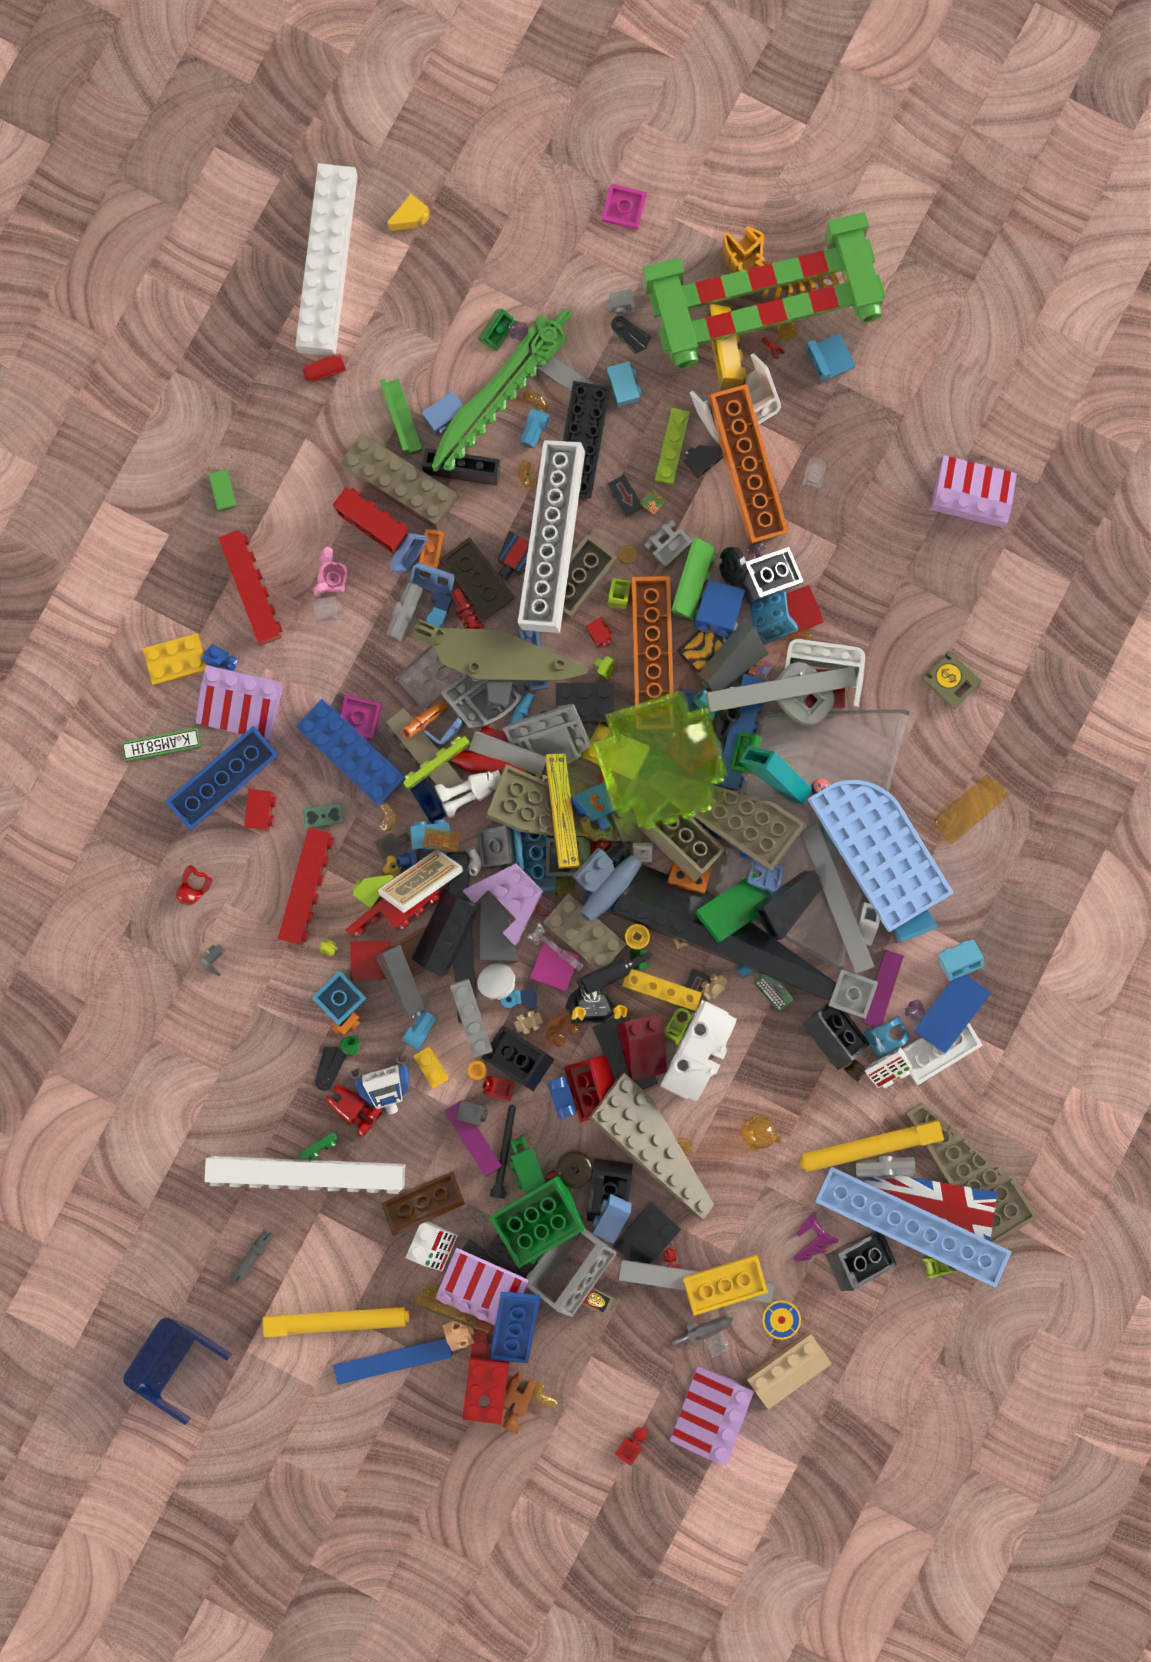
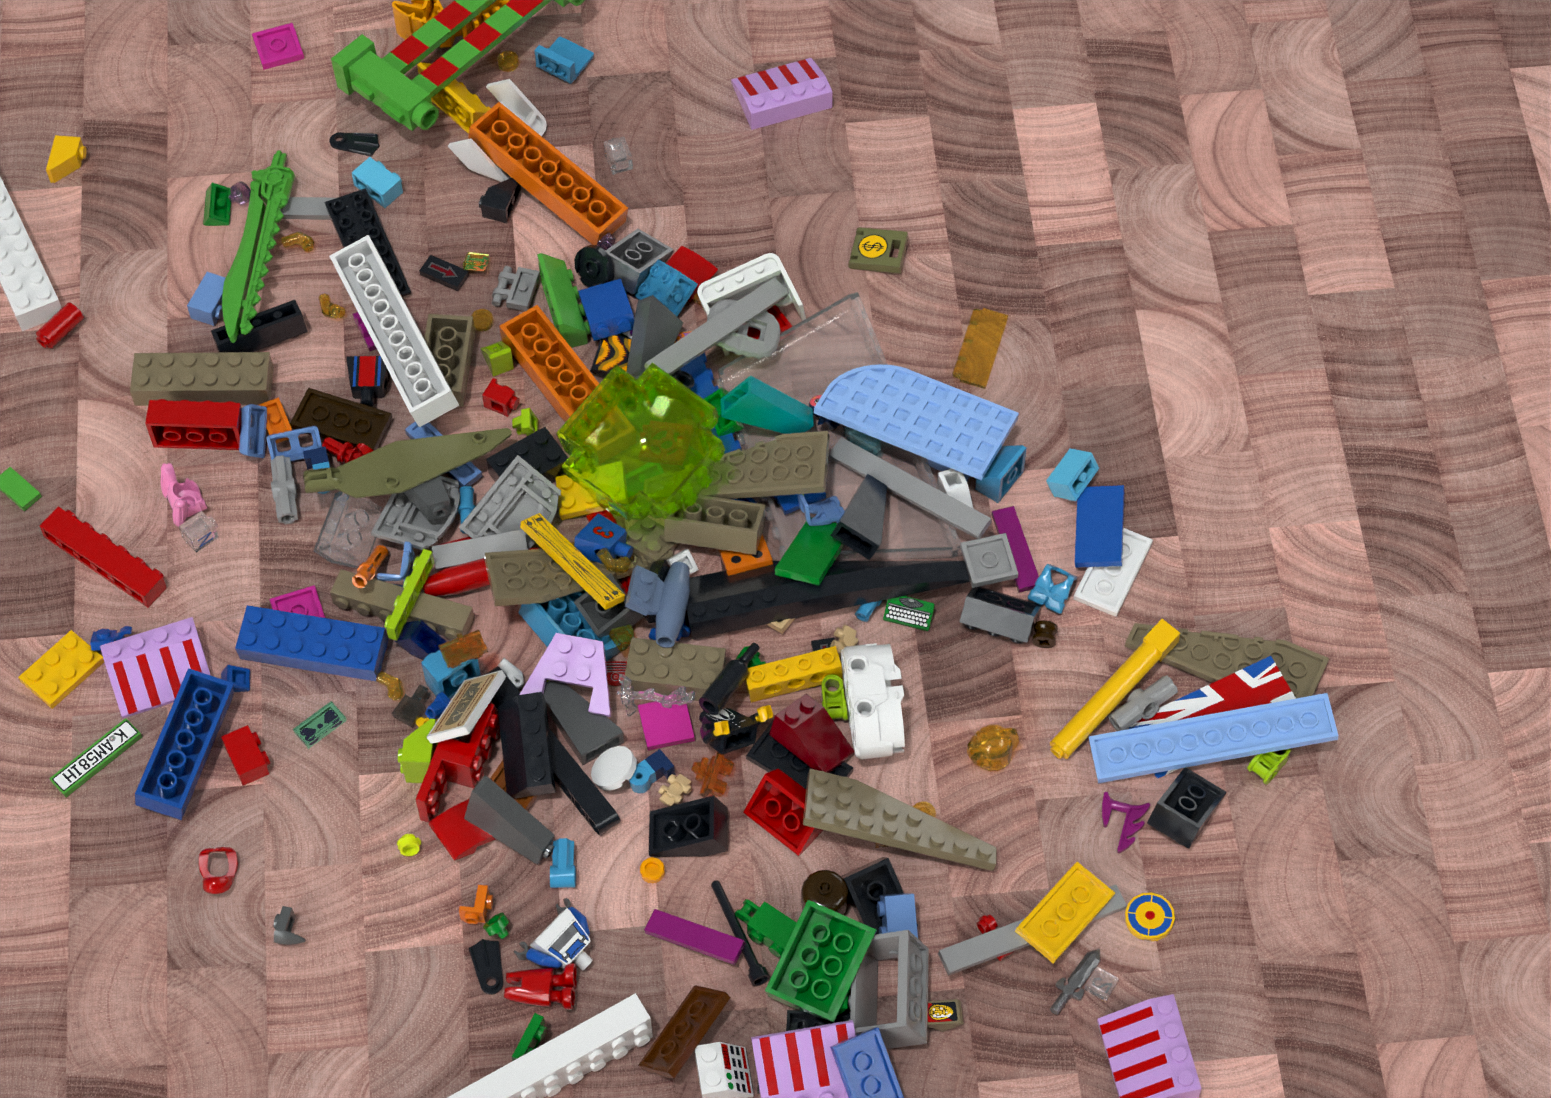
camera: 30 degrees left, 25 degrees down
(286, 743) = (238, 676): none -> blue slope
(305, 886) = (344, 799): red brick -> none
(339, 998) = (453, 880): dark azure brick -> none
(401, 416) = (165, 325): bright green fence -> none
(431, 1067) = (600, 897): yellow plate -> none
(471, 1017) = (610, 814): light grey plate -> none
(472, 1113) = (675, 909): dark grey bracket -> none
(479, 784) = (470, 591): white piece -> none
(496, 846) = (525, 641): flat silver tile -> none
(498, 1088) = (686, 870): red bracket -> none
(535, 423) = (311, 260): dark azure piece -> none
(562, 1097) = (758, 835): blue piece -> none
(621, 302) = (328, 117): light grey brick -> none
(637, 936) = (733, 637): yellow wheel -> none
(647, 1235) = (948, 913): black slope -> none
(672, 446) = (462, 209): lime plate -> none
(773, 348) = (513, 77): red hand -> none
(788, 1370) = (1196, 958): tan slope -> none
(889, 1067) = (1076, 607): white slope -> none
(915, 1010) = (1061, 546): clear purple tile -> none

